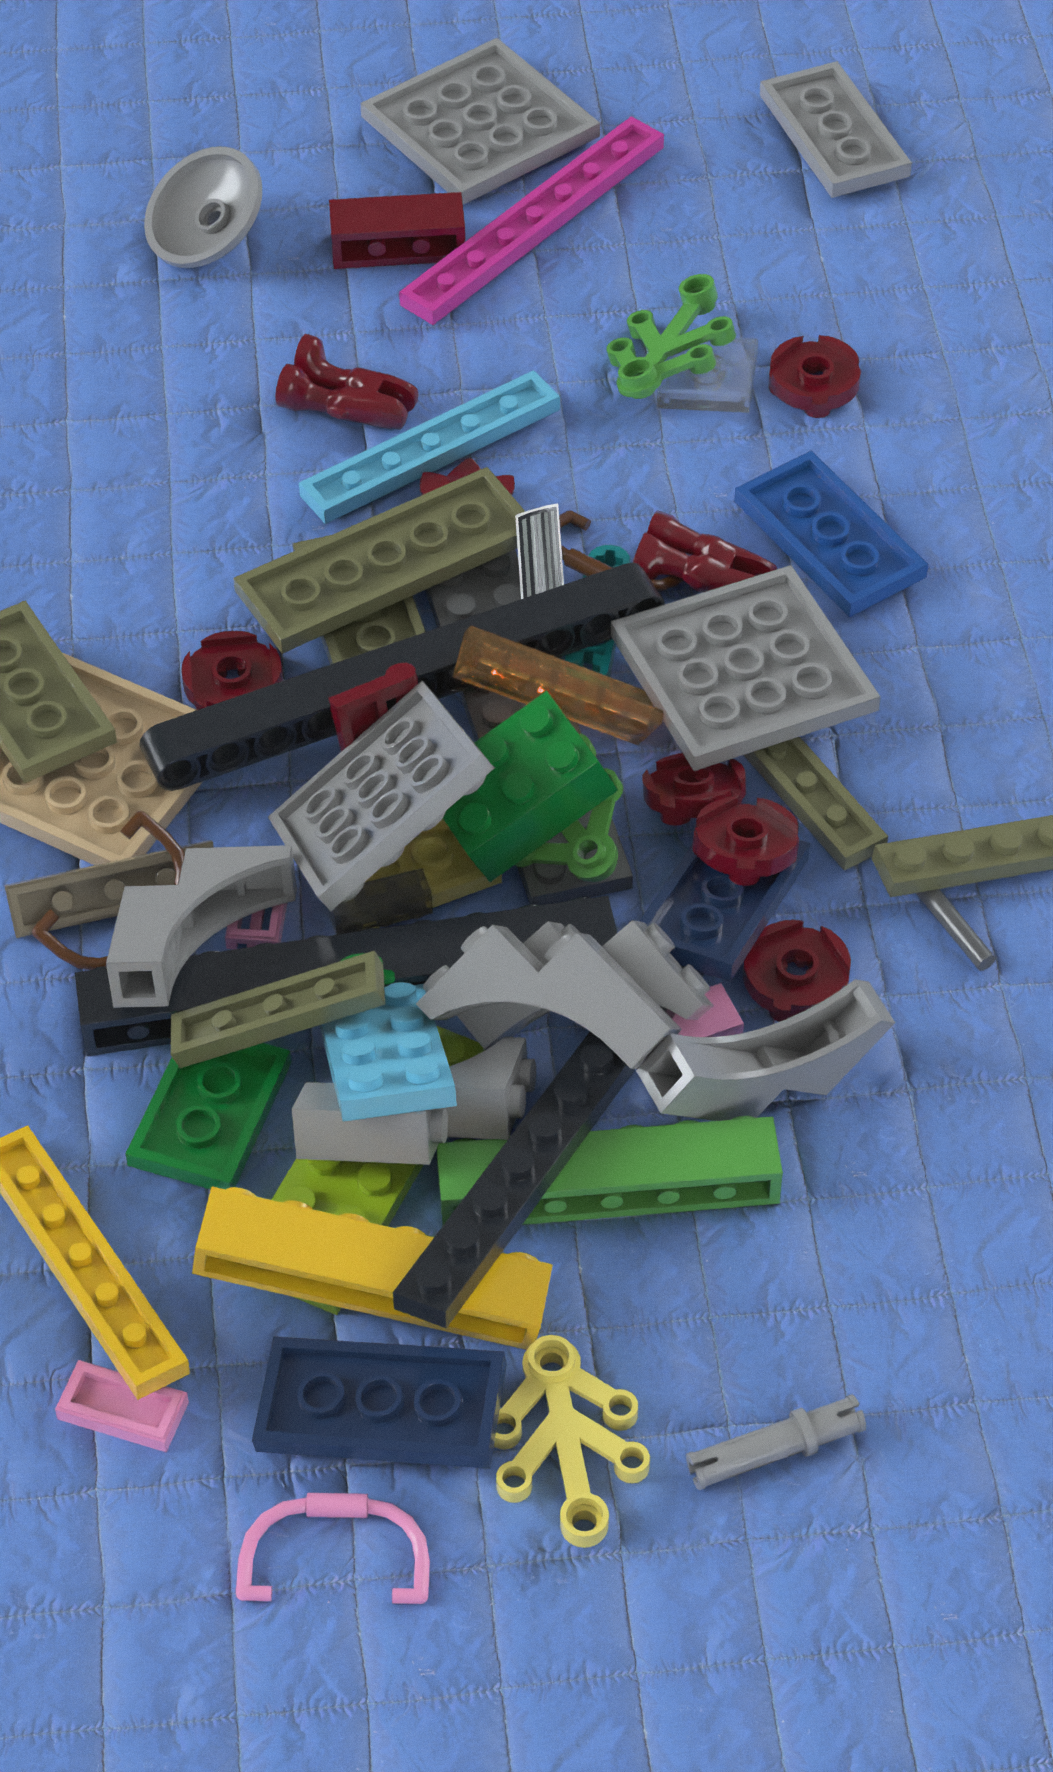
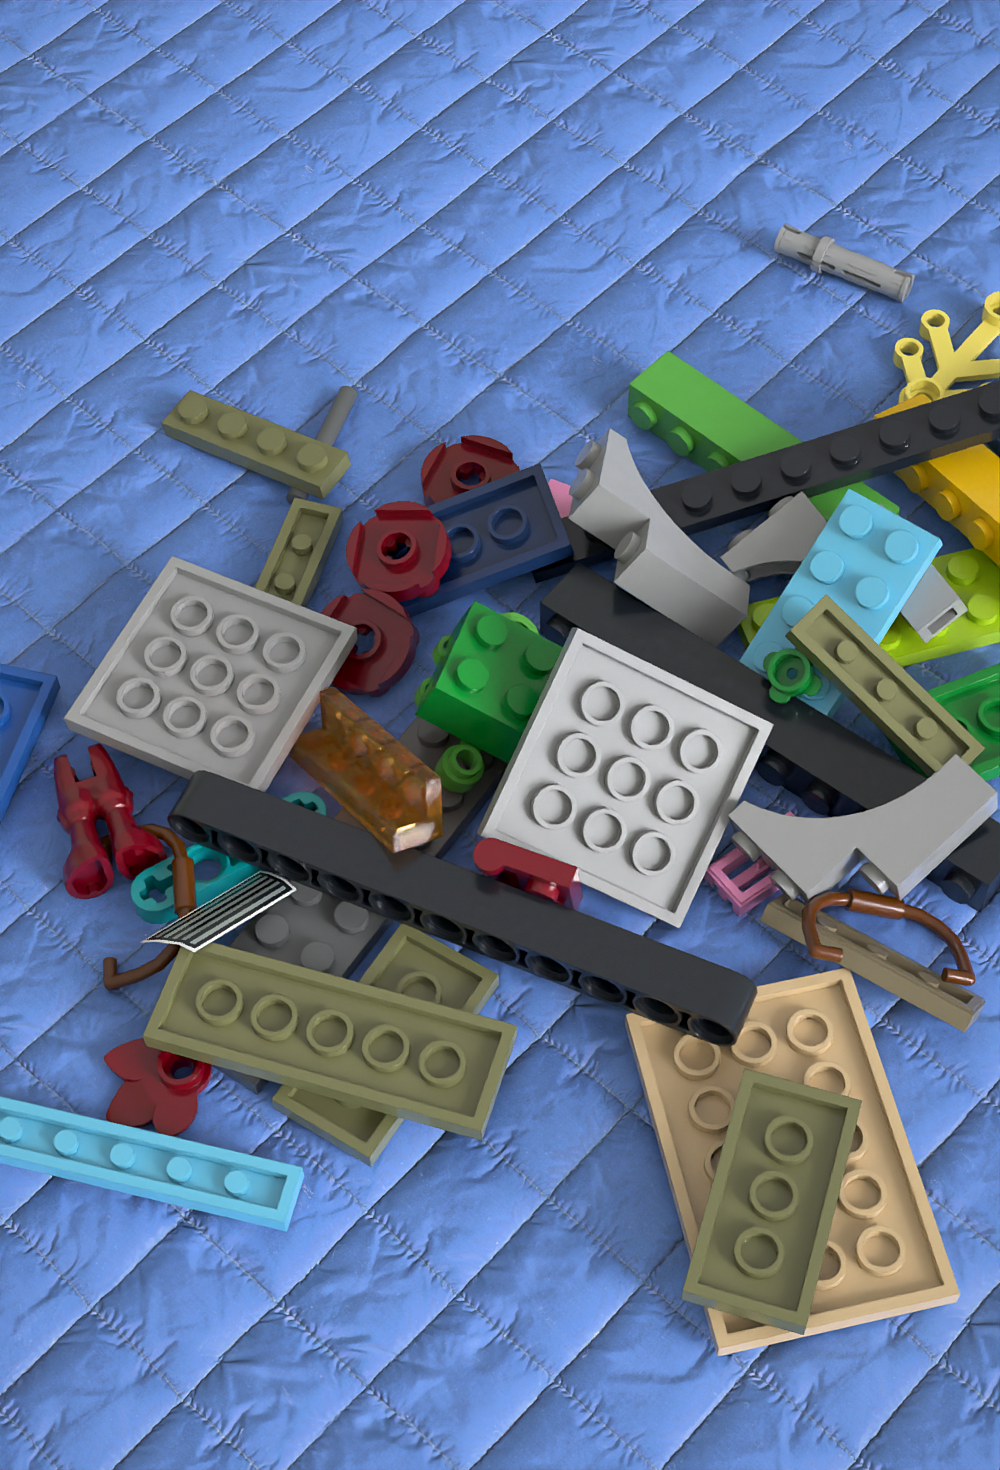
camera: 130 degrees left, 5 degrees up
(226, 651) = (565, 1114): dark red plate -> none
(343, 393) = (104, 1280): dark red piece -> none
(576, 983) = (709, 552): light grey arch -> none
(750, 1069) = (558, 408): light grey arch -> none

